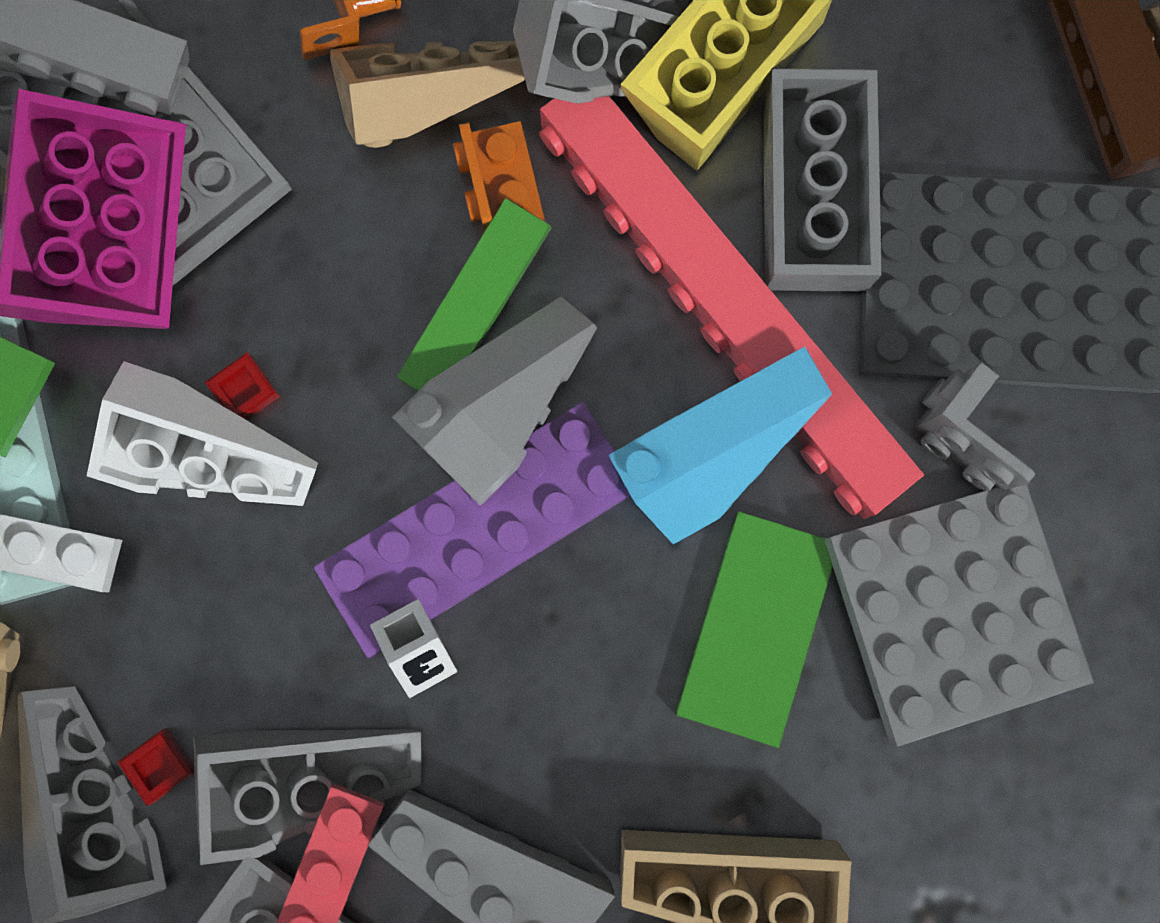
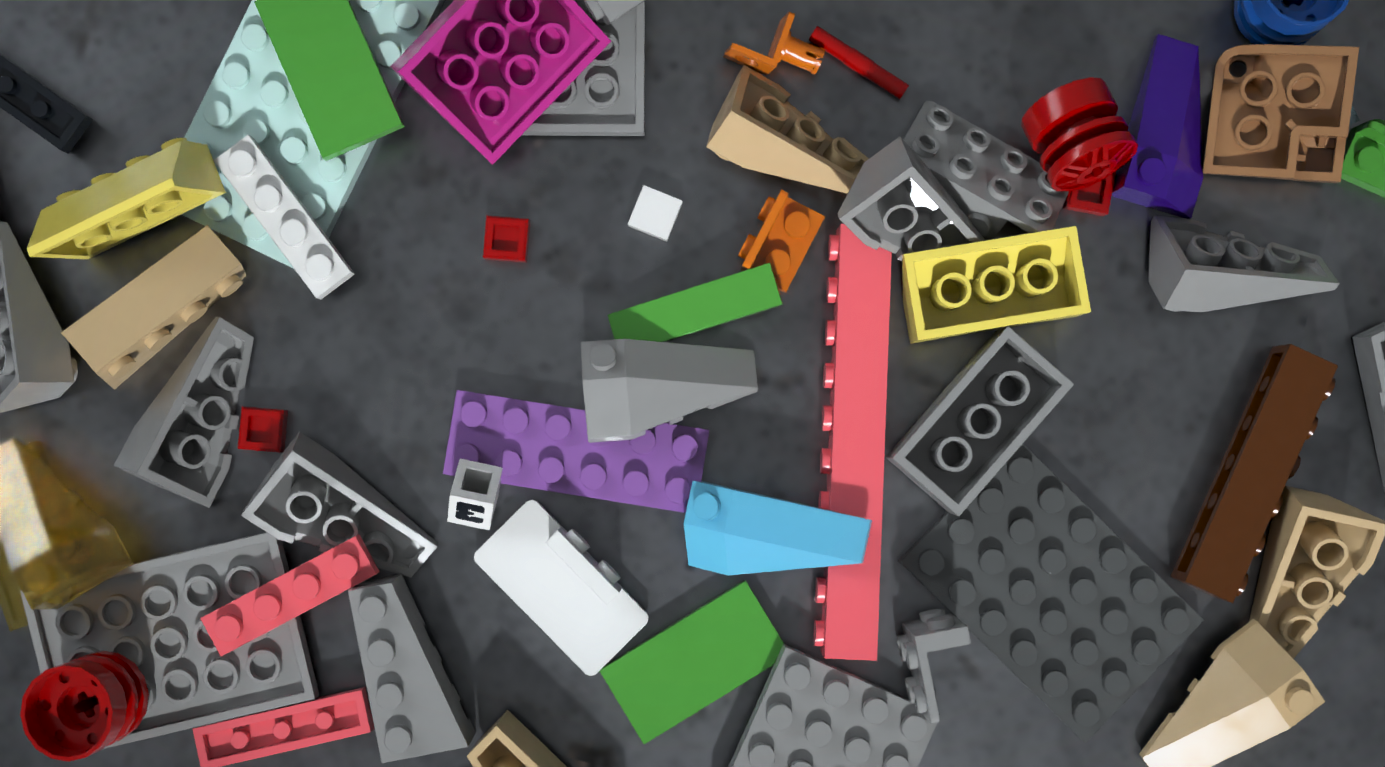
camera: 40 degrees right, 5 degrees up
(174, 437) = (441, 237): white wedge -> none
(362, 249) = (655, 213): none -> white tile
(572, 666) = (562, 586): none -> white bracket

